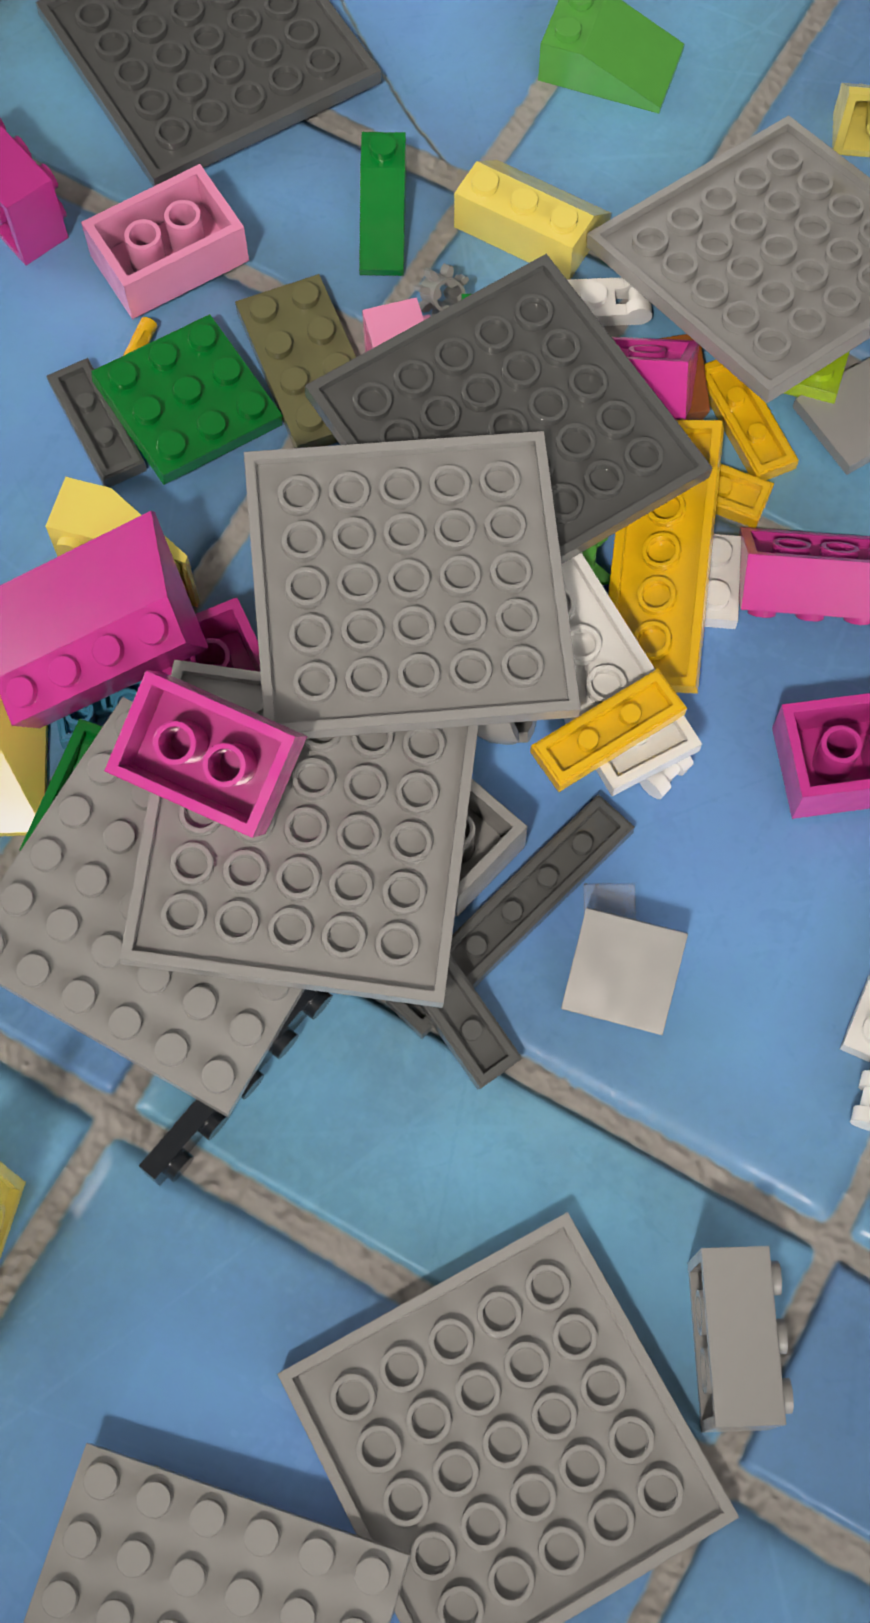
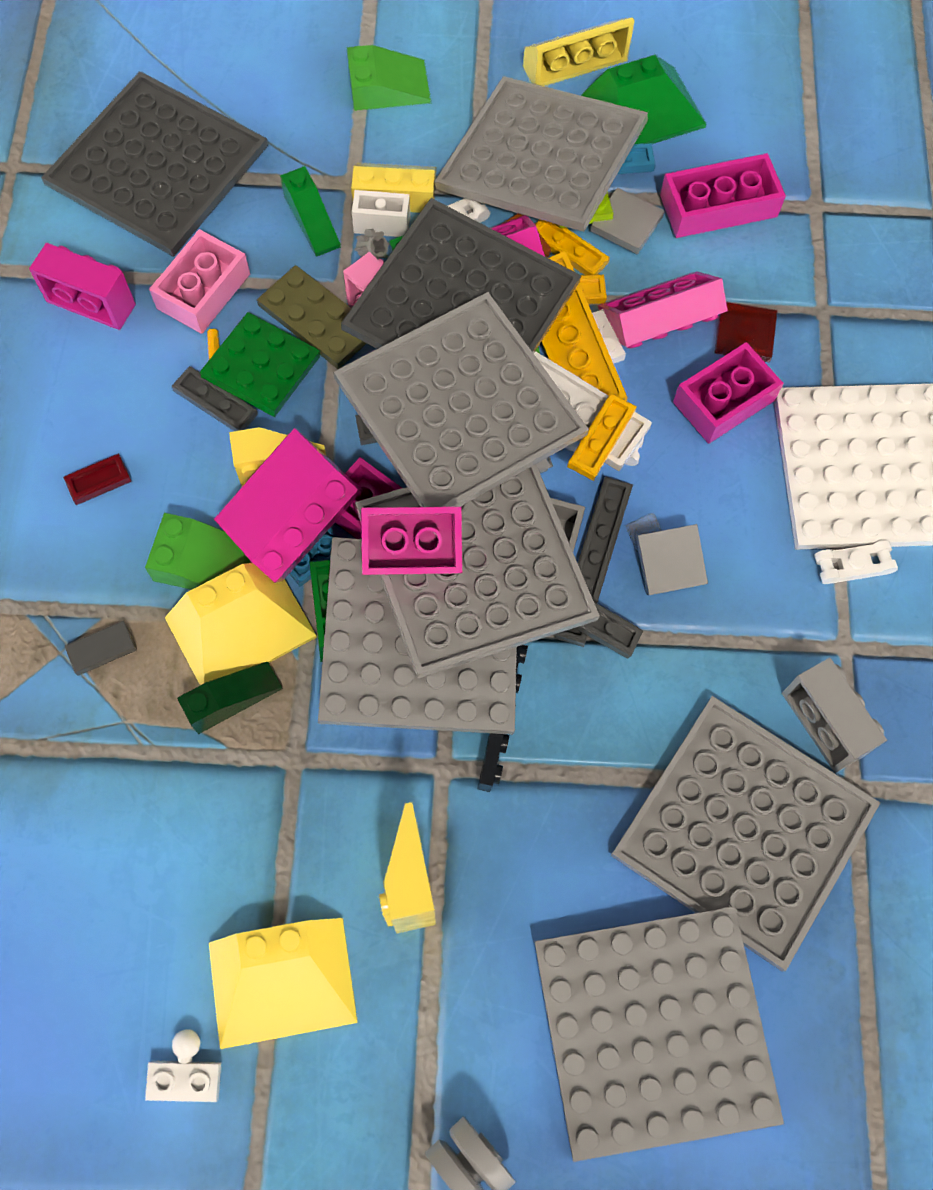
camera: 30 degrees left, 0 degrees up
(478, 244) = (381, 212): none -> white brick

